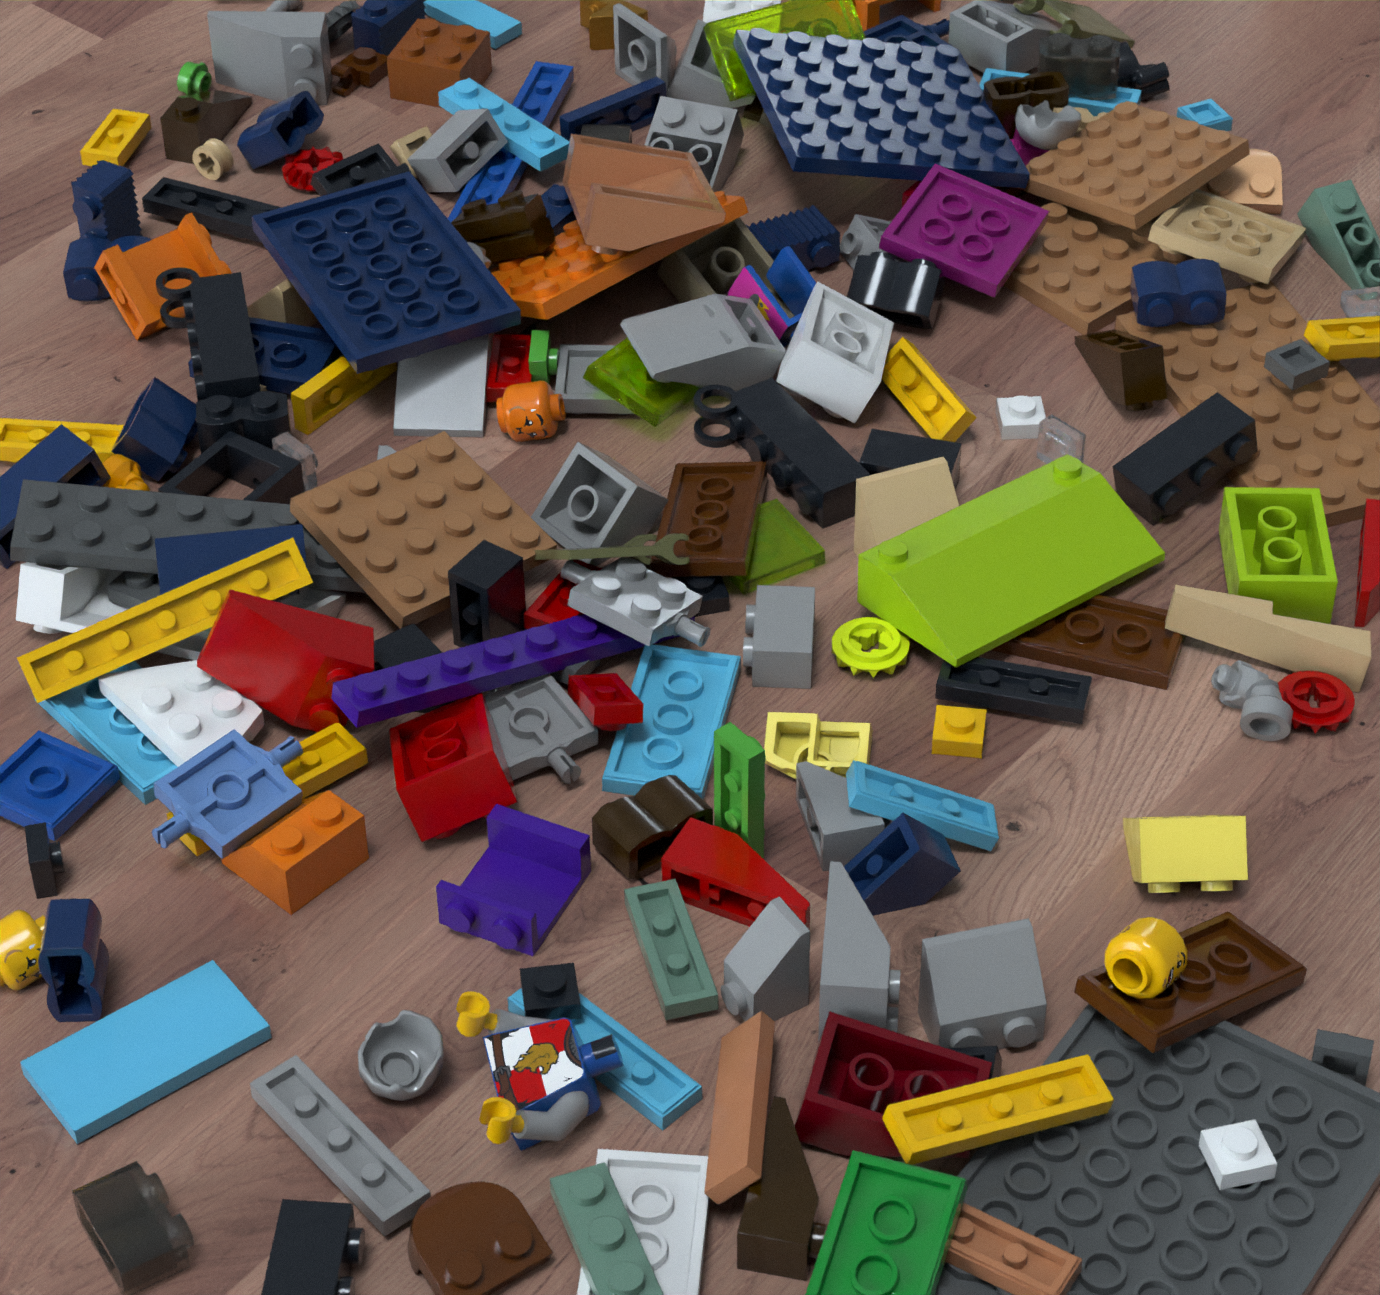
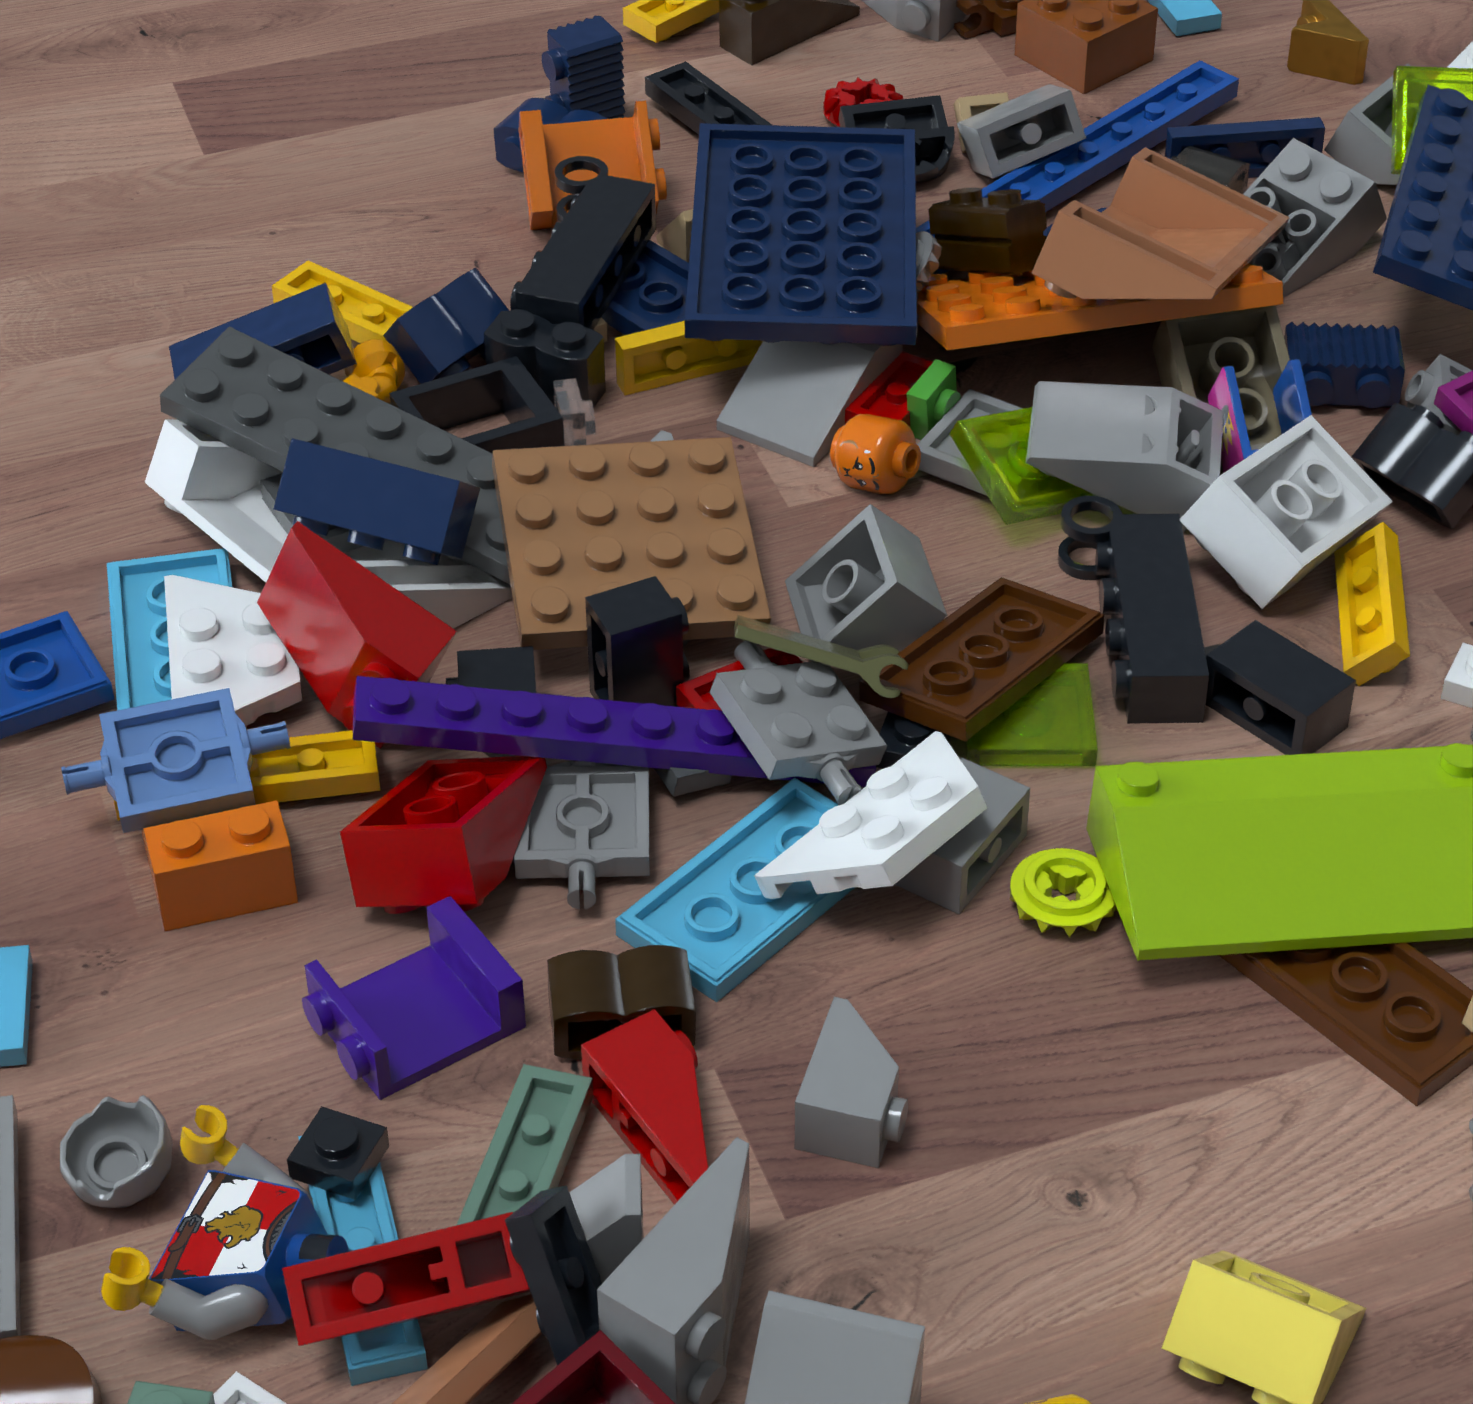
camera: 30 degrees right, 0 degrees up
(160, 621) = (254, 535): yellow plate -> none
(213, 159) = (757, 59): tan bush -> none
(280, 130) = (848, 49): dark blue brick -> none
(525, 135) = (1106, 120): medium azure plate -> none
(605, 700) = (681, 825): red plate -> none
(641, 49) = (1330, 77): light grey slope -> none
(679, 1037) = (403, 1280): none -> red slope
(739, 785) = (717, 1005): bright green plate -> none
(747, 644) = (884, 827): none -> white wing
(786, 1010) = (558, 1269): none -> black plate
(804, 738) = (900, 997): light yellow slope -> none
(900, 501) = (1214, 717): tan slope -> none
(902, 866) = (867, 1187): dark blue slope -> none
(943, 810) = (953, 1119): medium azure tile -> none
(958, 731) = (1094, 1045): yellow plate -> none
(1016, 688) = (1206, 1021): black plate -> none

